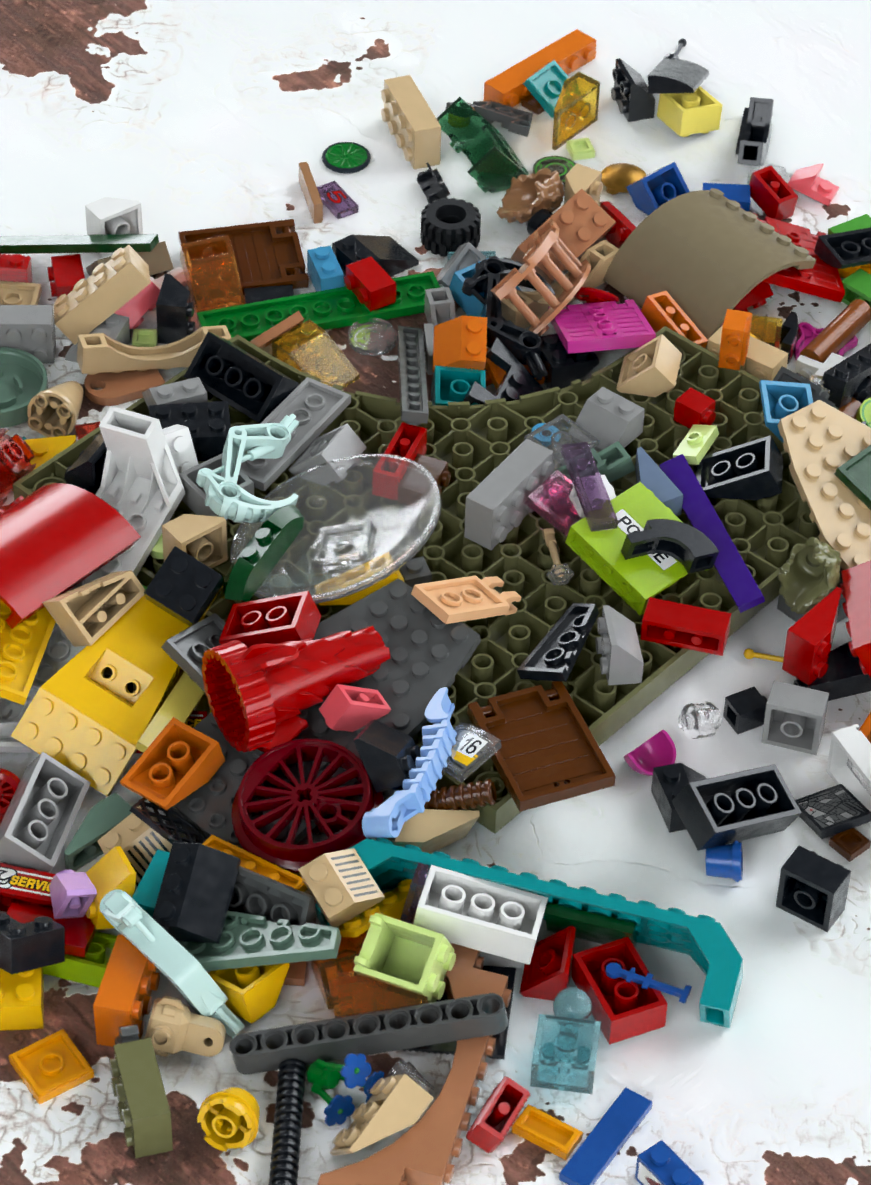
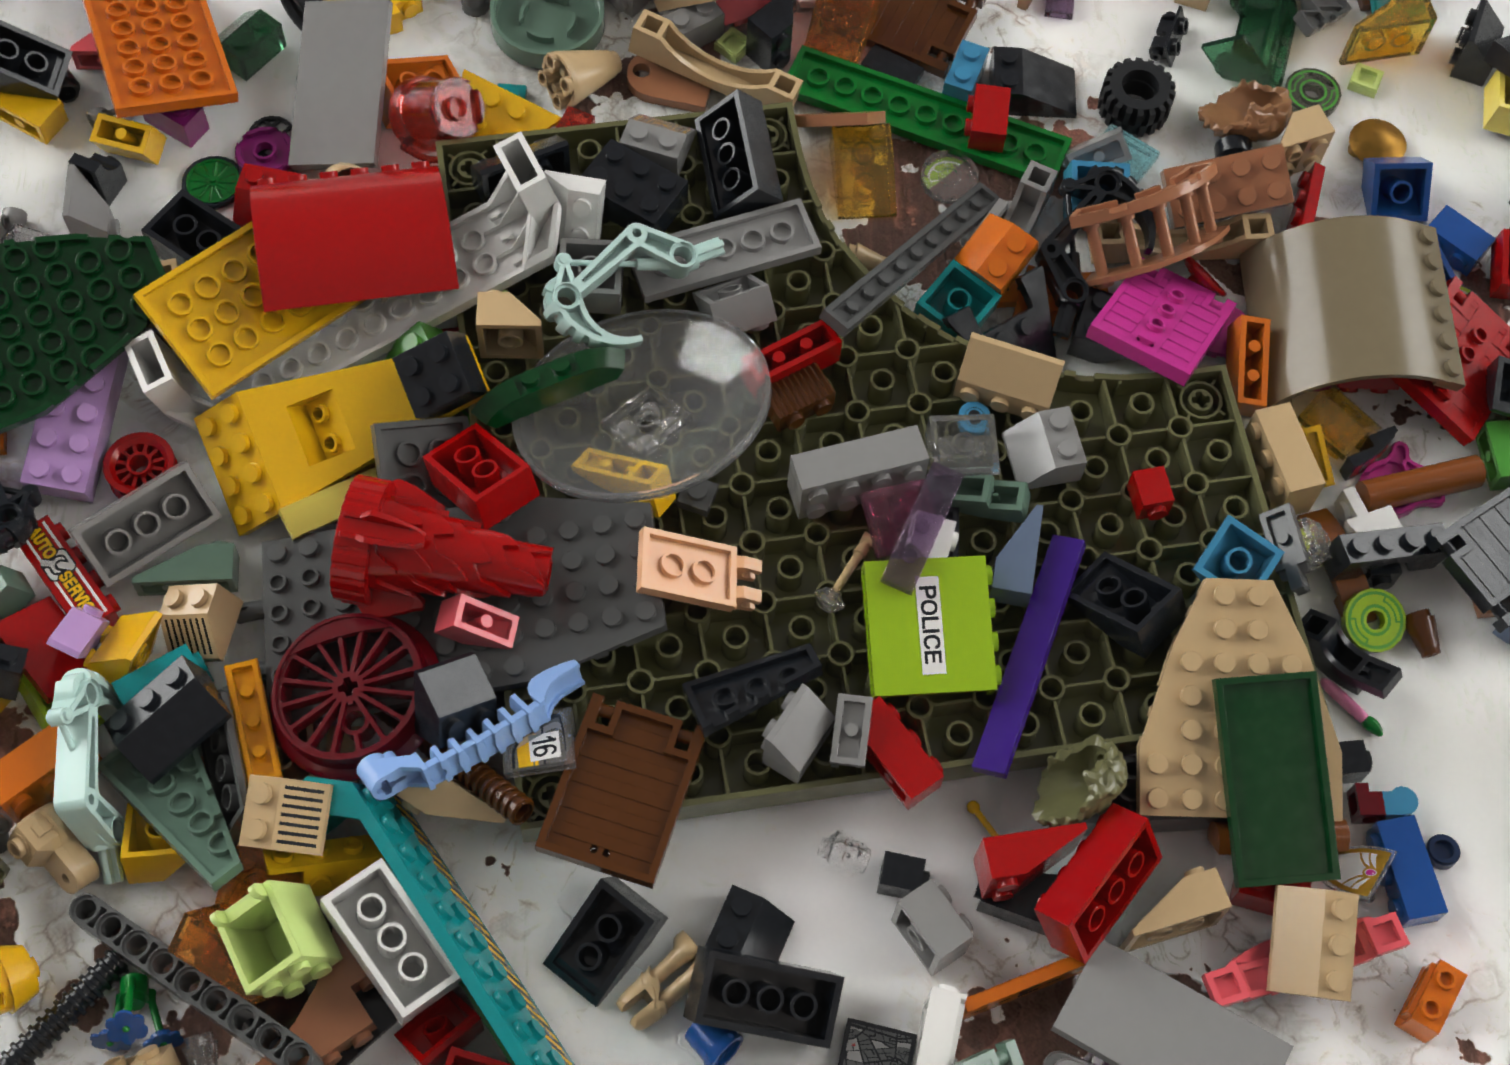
camera: 35 degrees right, 20 degrees up
(94, 607) = (349, 337): tan wedge -> none
(161, 828) = (241, 602): black window -> none
(174, 765) = (272, 564): orange slope -> none
(414, 893) = (353, 867): tile -> none
(546, 393) = (1007, 377): none -> tan slope
(602, 850) = (604, 939): none -> black slope
(650, 369) = (1151, 411): tan slope -> none
(652, 624) = (851, 730): none -> light grey panel
(653, 753) = (754, 863): dark pink helmet -> none
(655, 860) = (649, 985): none -> tan piece
(674, 539) = (955, 648): black arch -> none
(697, 443) = (1115, 534): yellowish green plate -> none
(735, 339) = (1266, 436): orange window -> none

